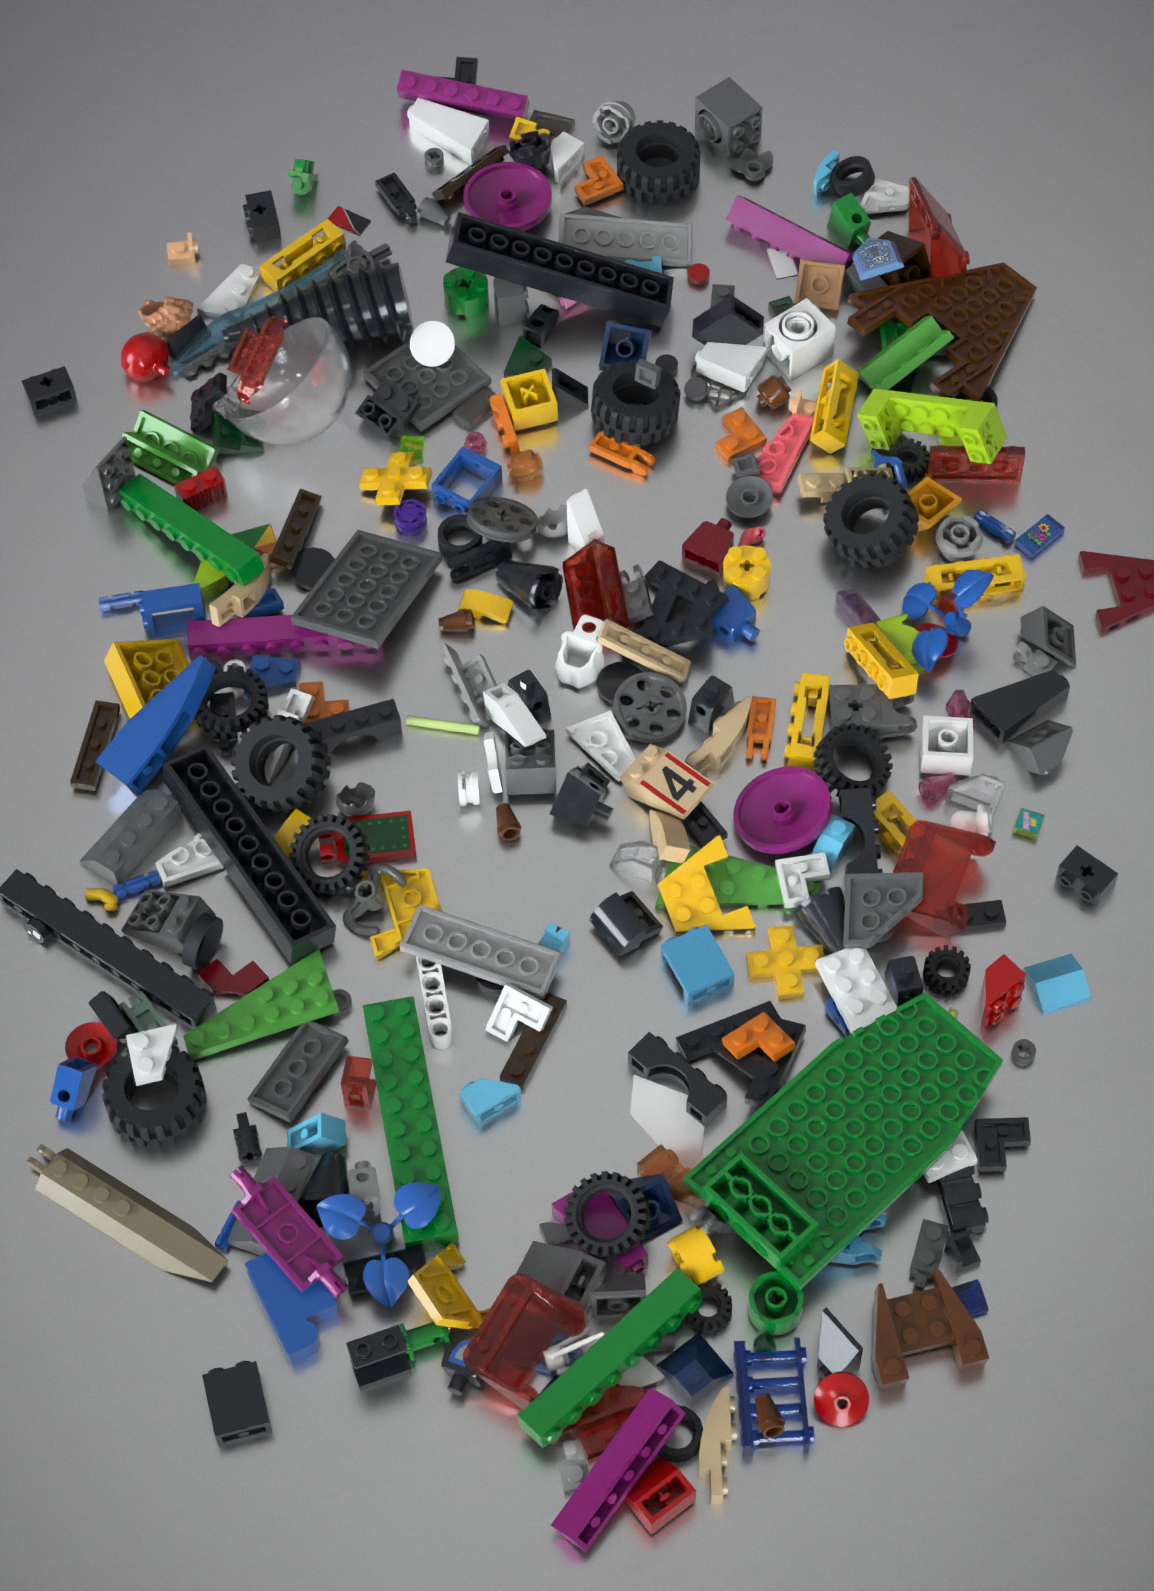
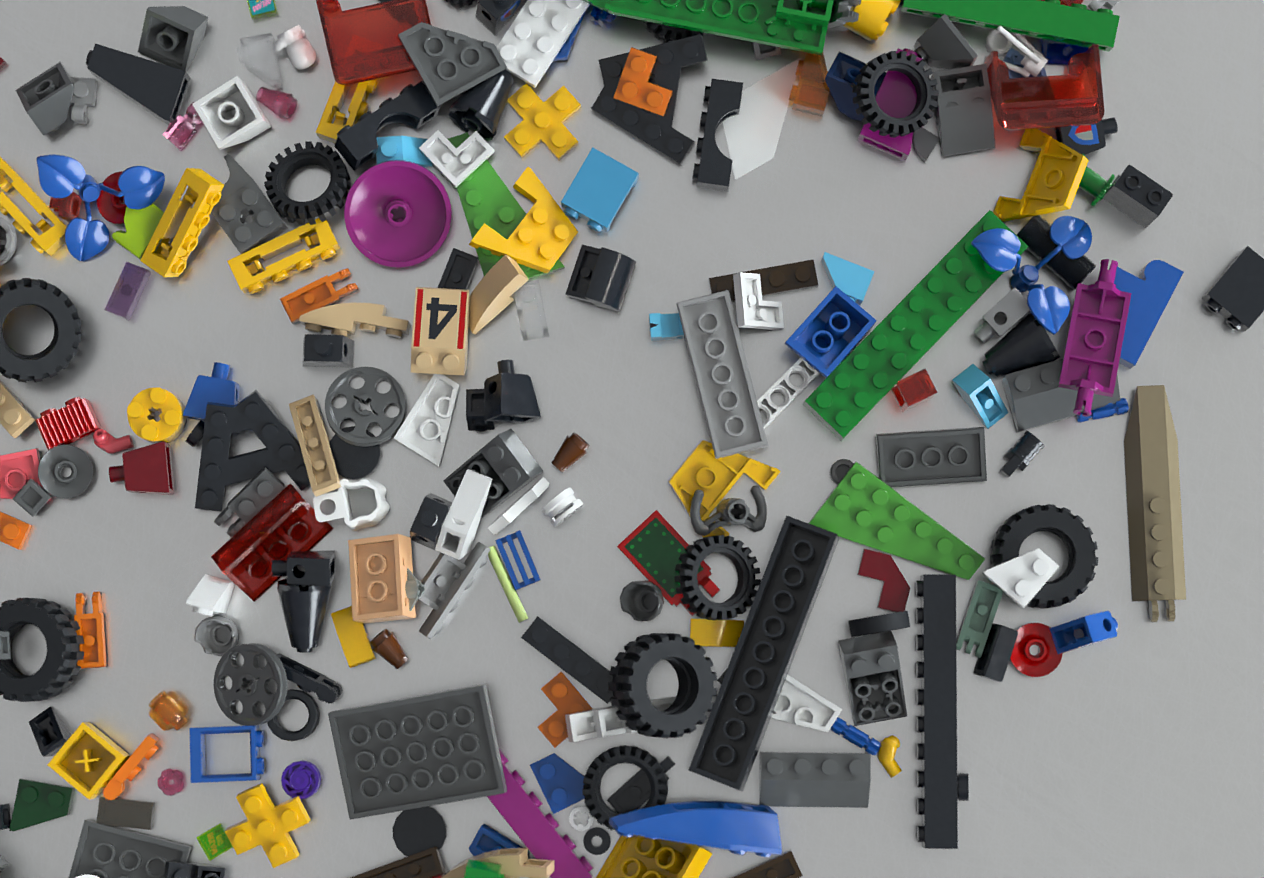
camera: 125 degrees left, 25 degrees up
(450, 1046) = (831, 332): none -> blue slope
(454, 738) = (509, 538): none -> blue tile
(509, 638) = (383, 579): none -> light nougat piece
(555, 599) = (318, 568): none -> black torso
(783, 518) = (68, 423): none -> red brick

